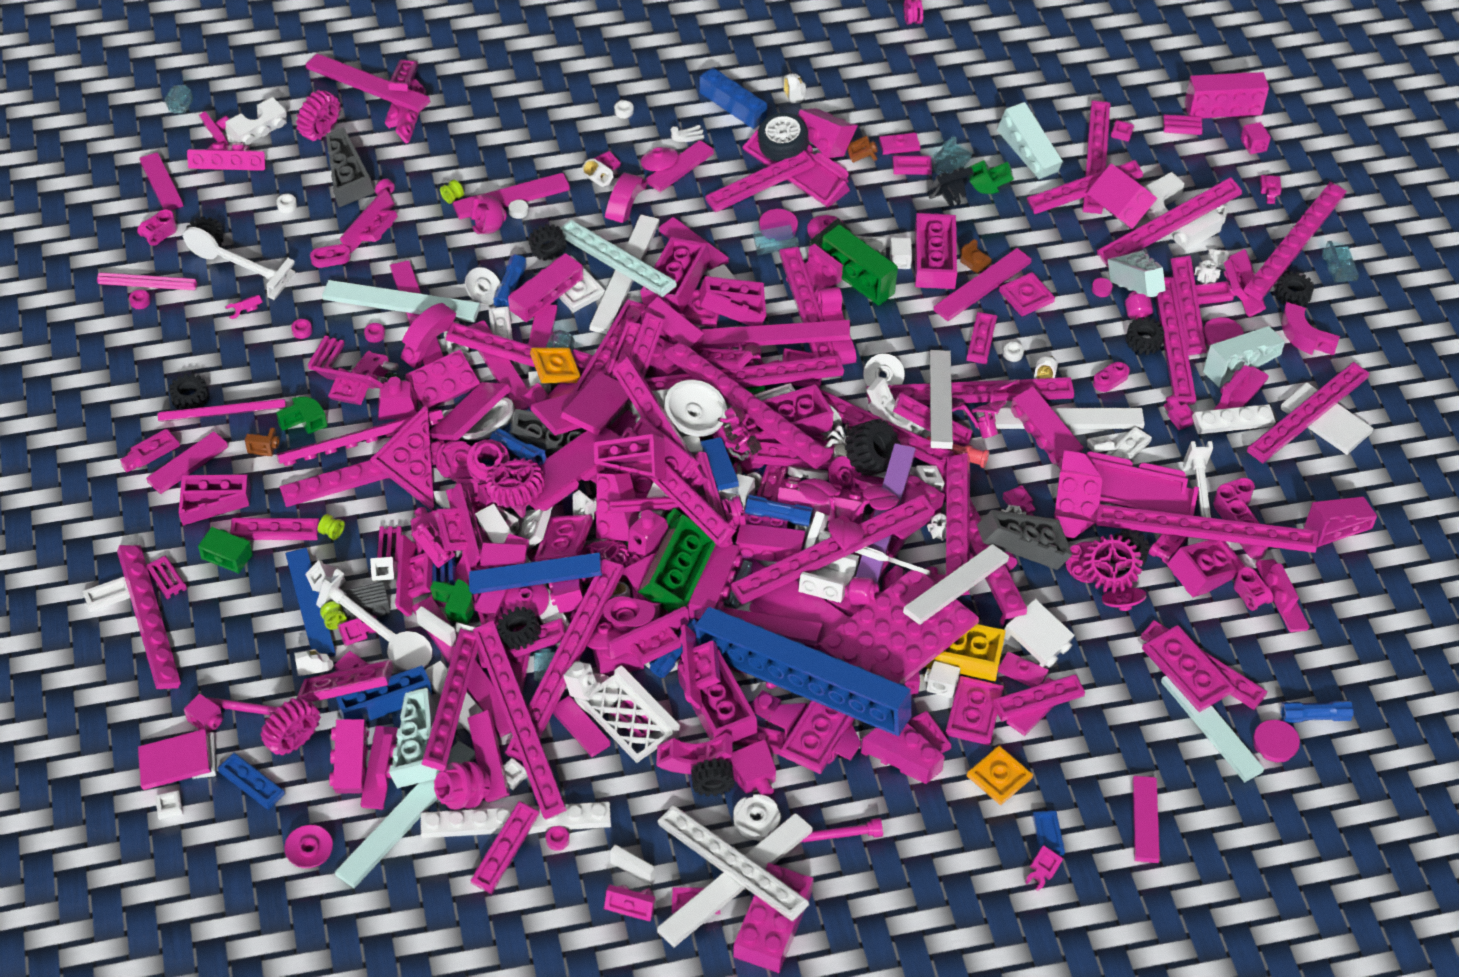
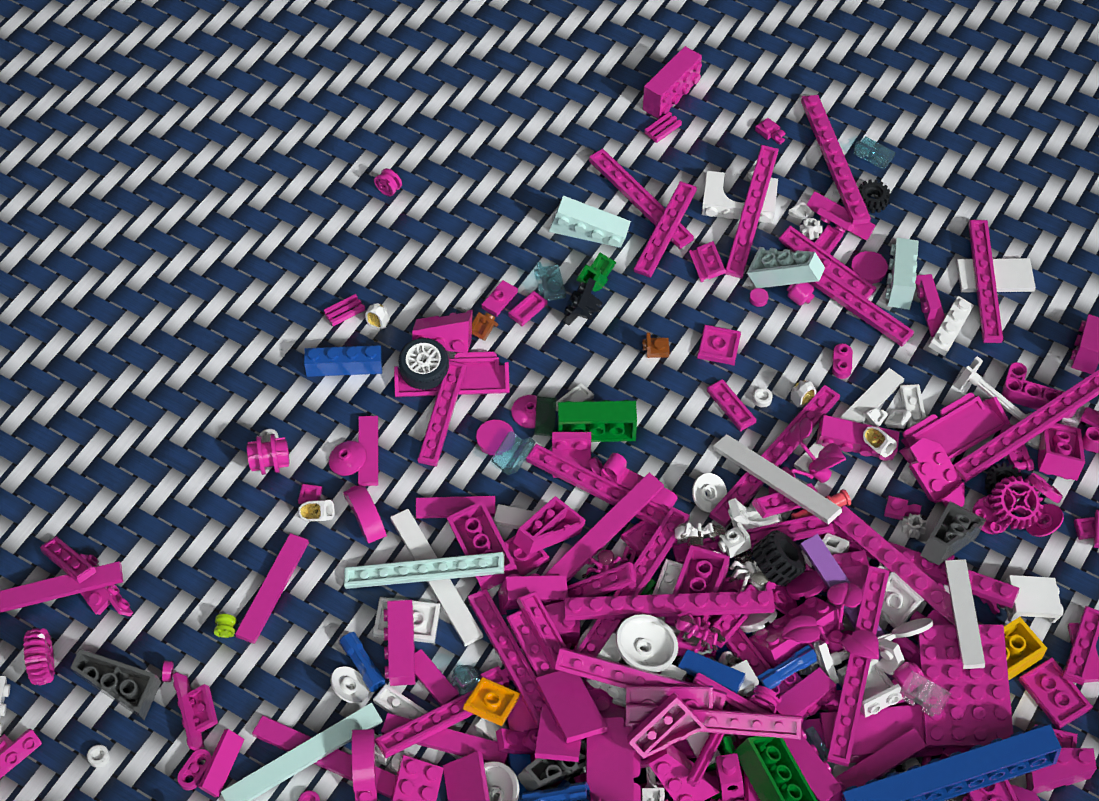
camera: 45 degrees left, 5 degrees up
(350, 264) = (221, 763): none -> dark pink tile
(488, 214) = (280, 622): dark pink cylinder -> none
(518, 209) = (291, 594): white tile -> none
(549, 249) = (355, 603): black tyre -> none
(606, 112) = (268, 454): none -> dark pink piece
(687, 135) = (339, 424): white piece -> none
(776, 69) = (342, 308): none -> dark pink tile
(827, 381) = (695, 536): none -> animal
(853, 603) = (925, 693): none -> clear brick
(855, 411) = (735, 541): none -> white brick
(865, 564) = (891, 656): none -> white bracket
(901, 252) = (606, 385): white brick -> none
(928, 546) = (899, 601): none -> white tile
(935, 251) = (630, 364): dark pink brick -> none
(942, 679) = (1020, 689): white brick -> none
(982, 284) = (684, 363): dark pink tile -> none
(1022, 670) = (1052, 632): dark pink plate -> none
(1052, 436) = (879, 441): none -> rock
(1084, 429) = (875, 416): none -> white tile
(1091, 234) = (707, 261): none -> dark pink plate
(1121, 196) = (704, 216): dark pink slope -> none
(1122, 130) = (631, 163): dark pink tile -> none
(1145, 327) = (828, 319): black tyre -> none
(1153, 576) = (1046, 489): none -> dark pink tile
(1179, 414) = (917, 351): dark pink plate -> none
(1255, 138) = (721, 100): dark pink brick -> none
(1303, 335) = (914, 225): dark pink arch -> none

